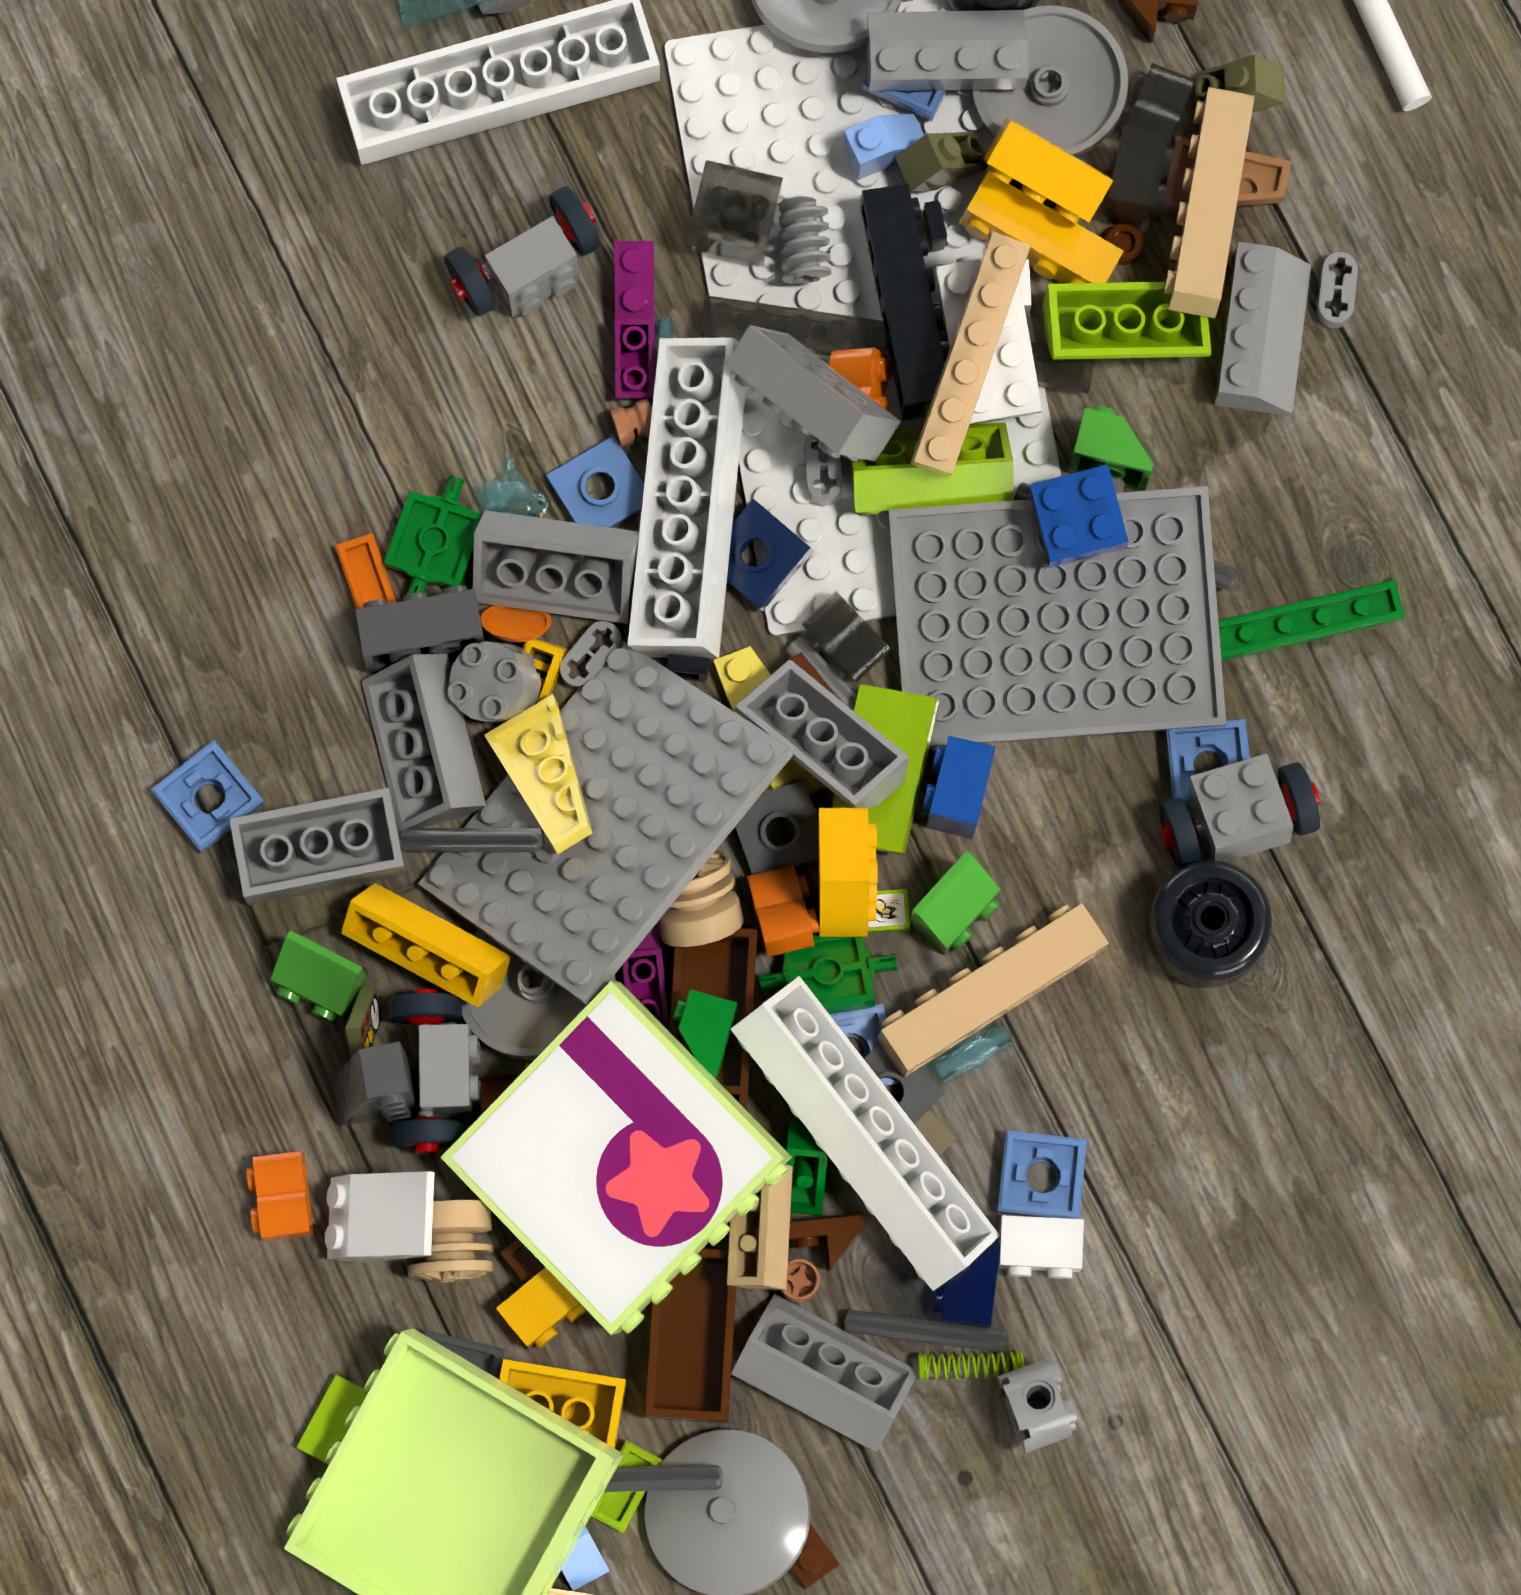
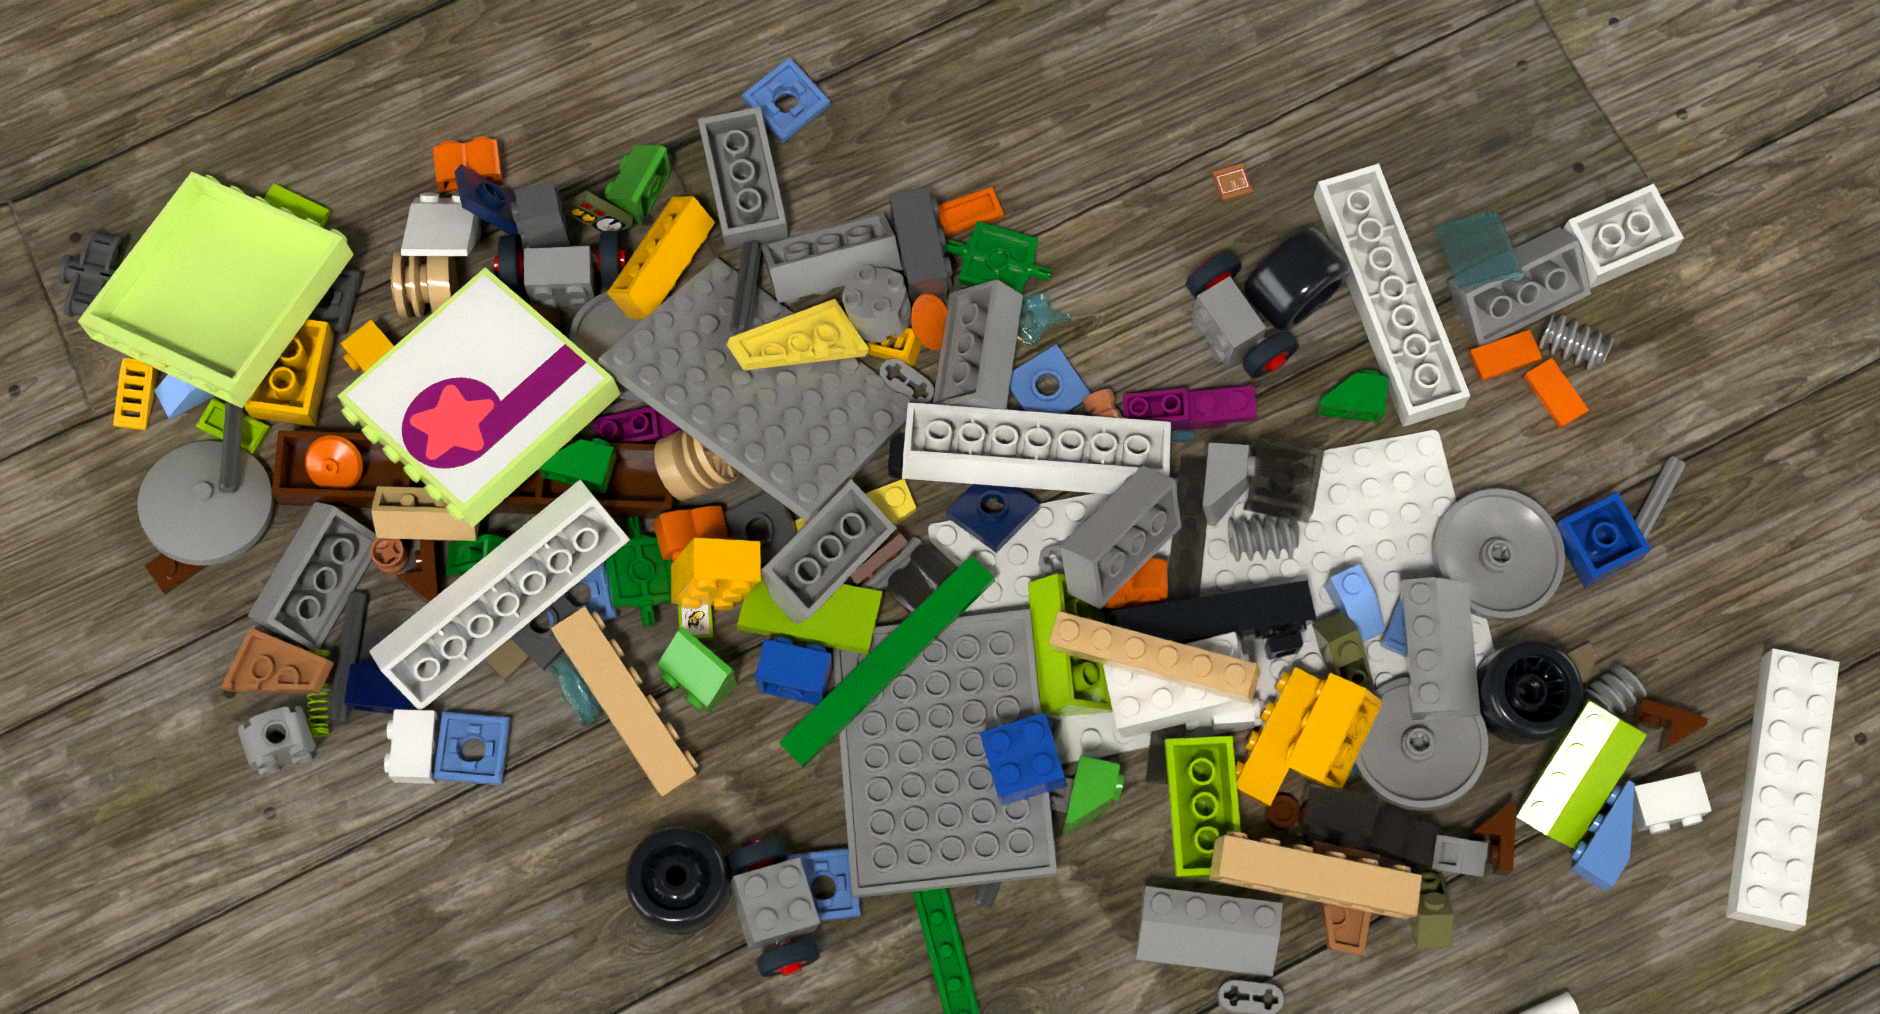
camera: 90 degrees right, 5 degrees down
(341, 259) = (1232, 183): none -> medium nougat tile
(342, 1162) = (485, 199): none -> dark blue piece
(484, 181) = (1297, 279): none -> black wheel
(625, 126) = (1357, 398): none -> green slope
(685, 1349) = (333, 463): none -> orange piece
(735, 273) = (1226, 478): none -> light grey slope
(940, 1414) = (275, 667): none -> medium nougat wing
(947, 677) = (887, 661): none -> green tile
(1181, 48) = (1460, 855): none -> light grey brick

